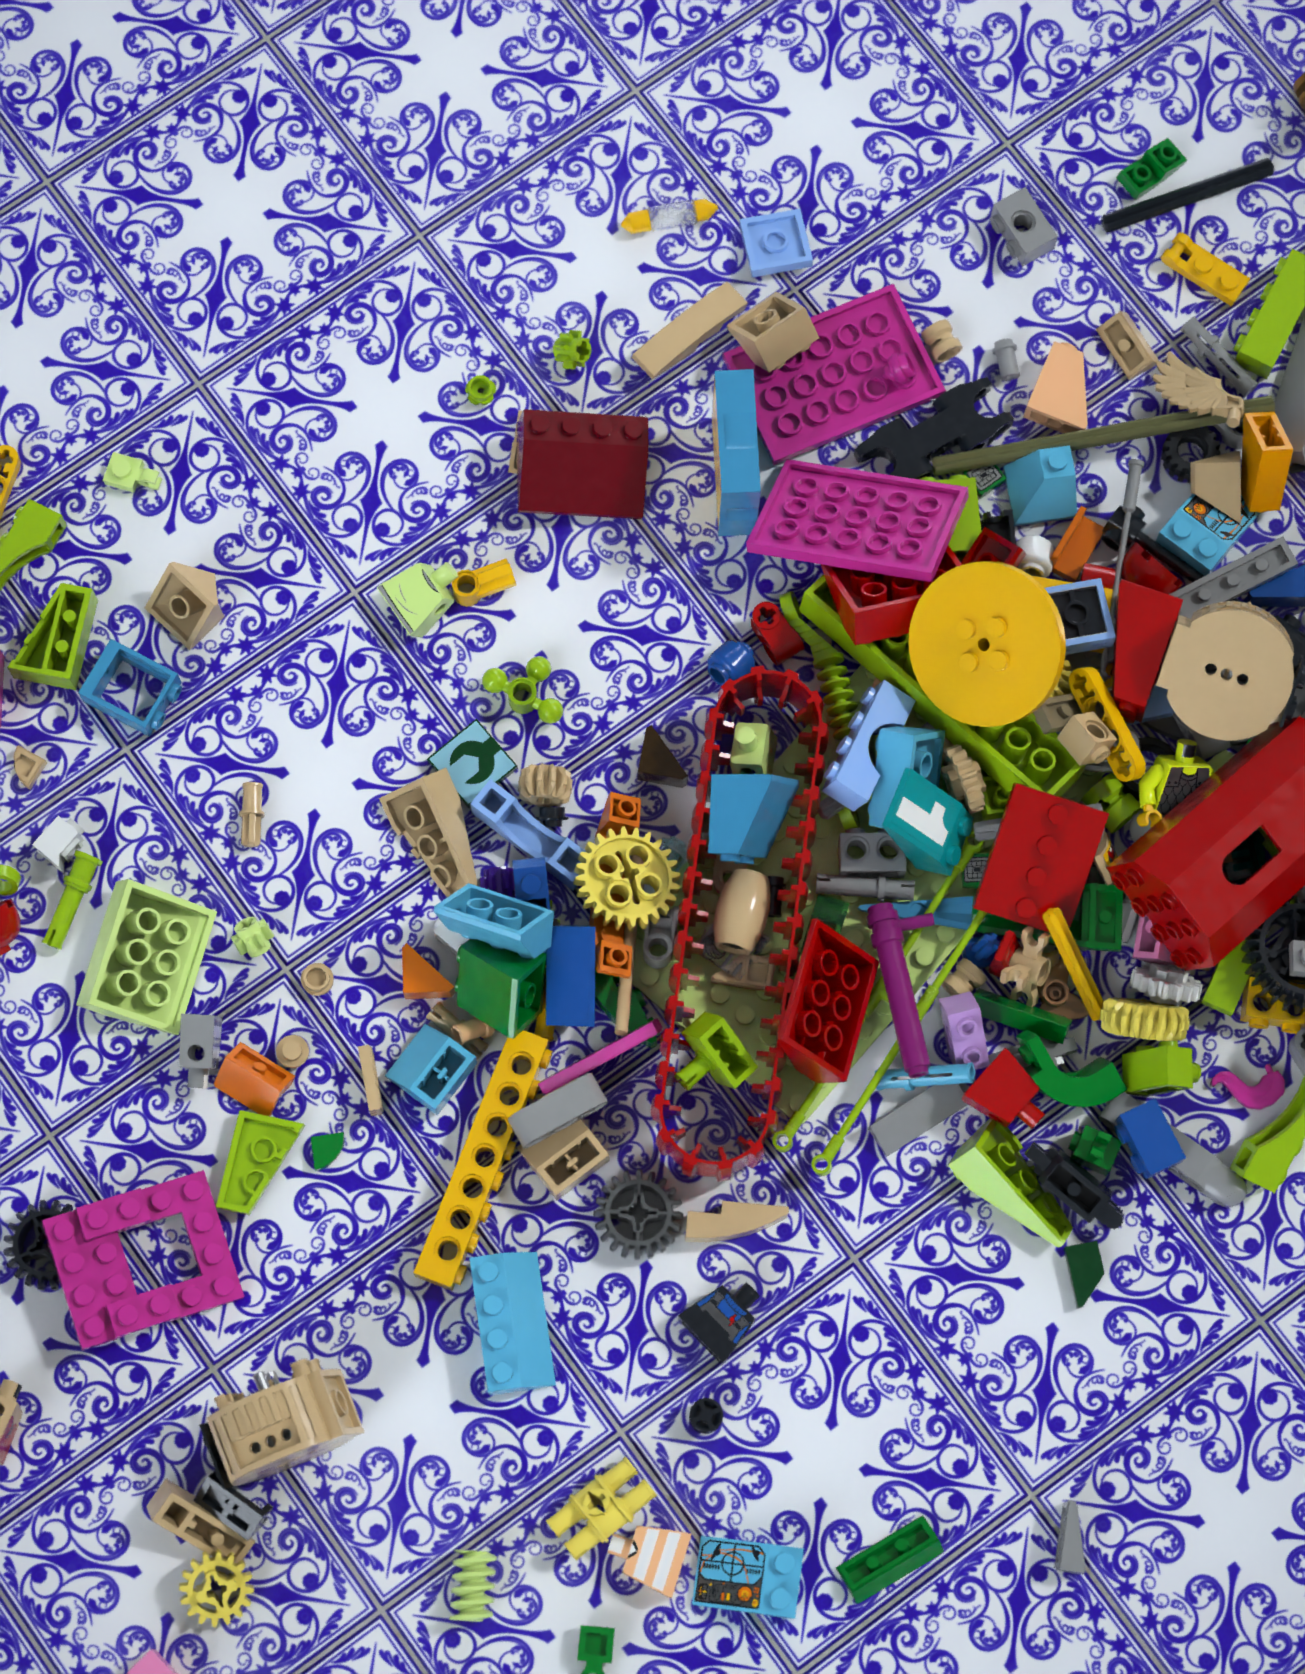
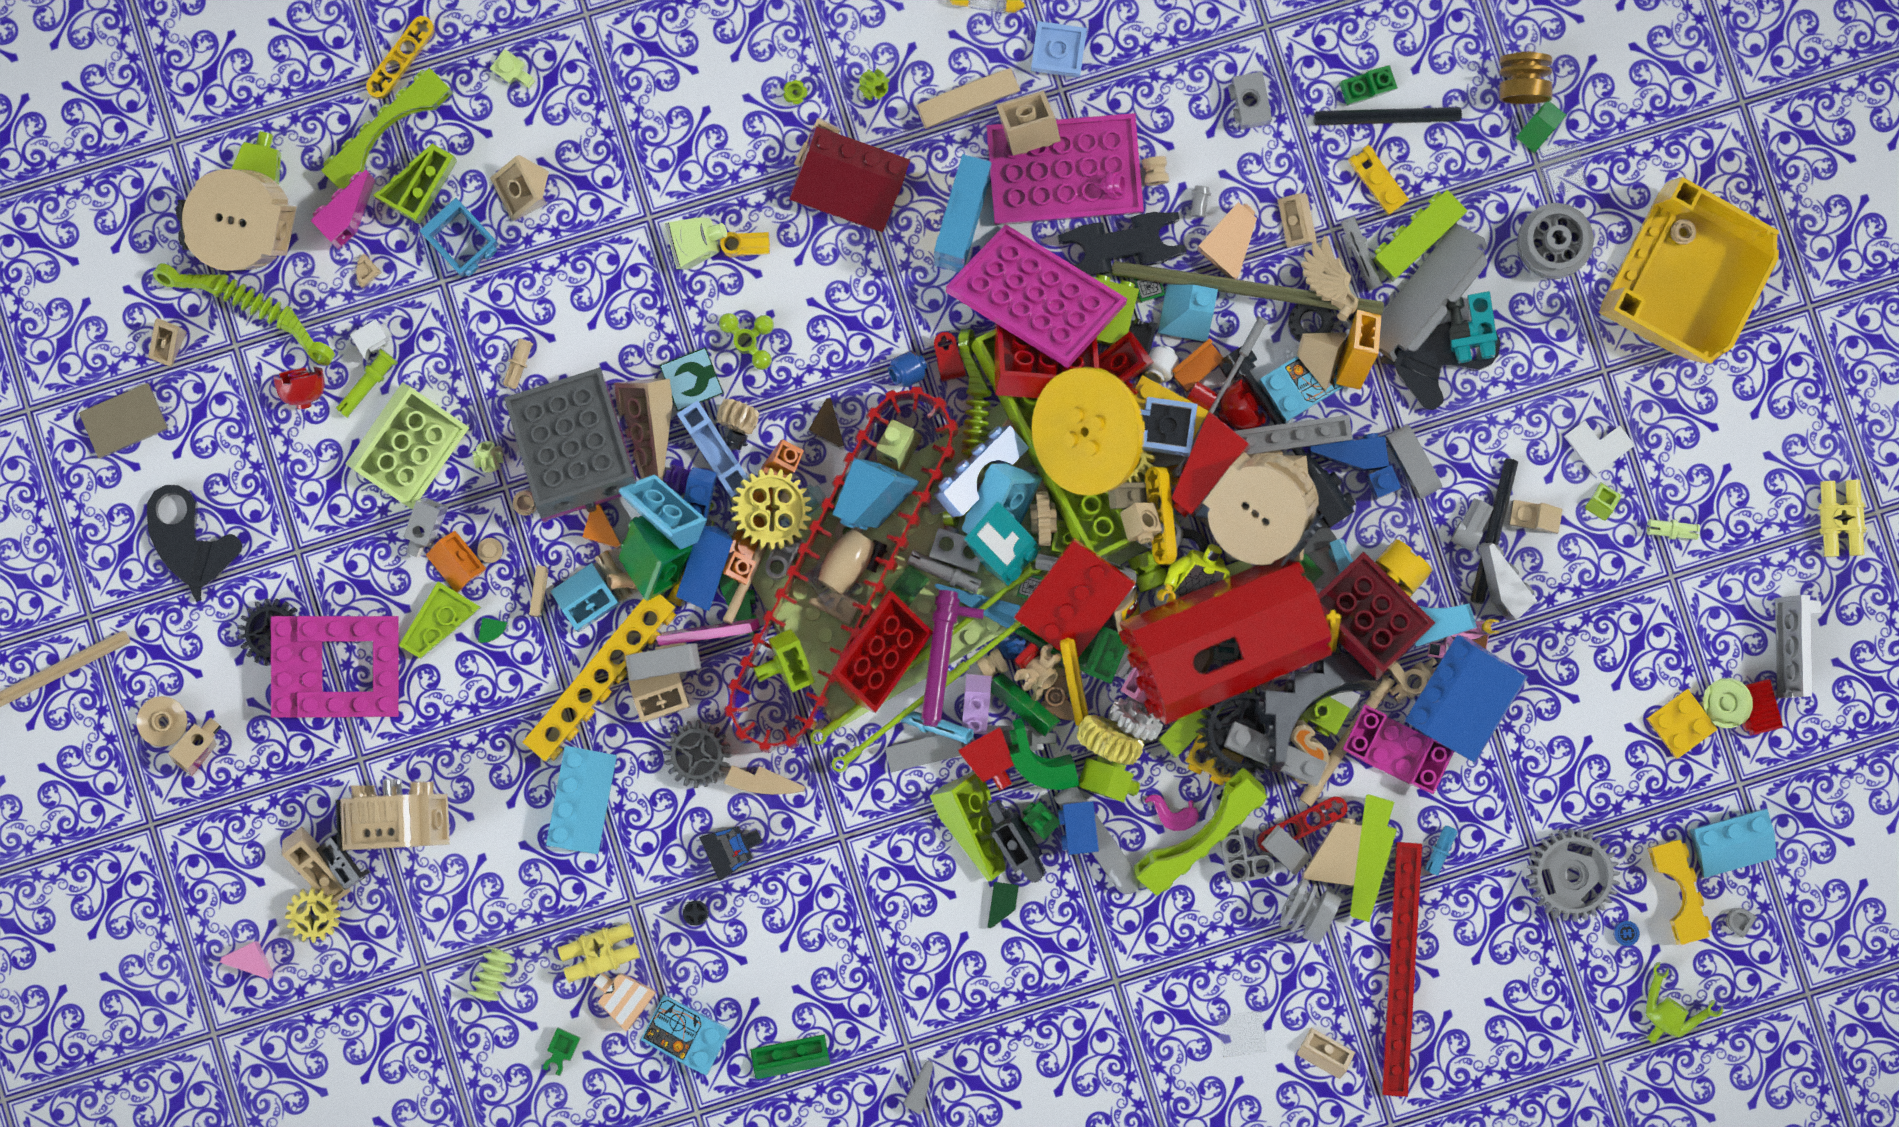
camera: 20 degrees right, 10 degrees up
(352, 882) = (570, 444): none -> dark grey piece

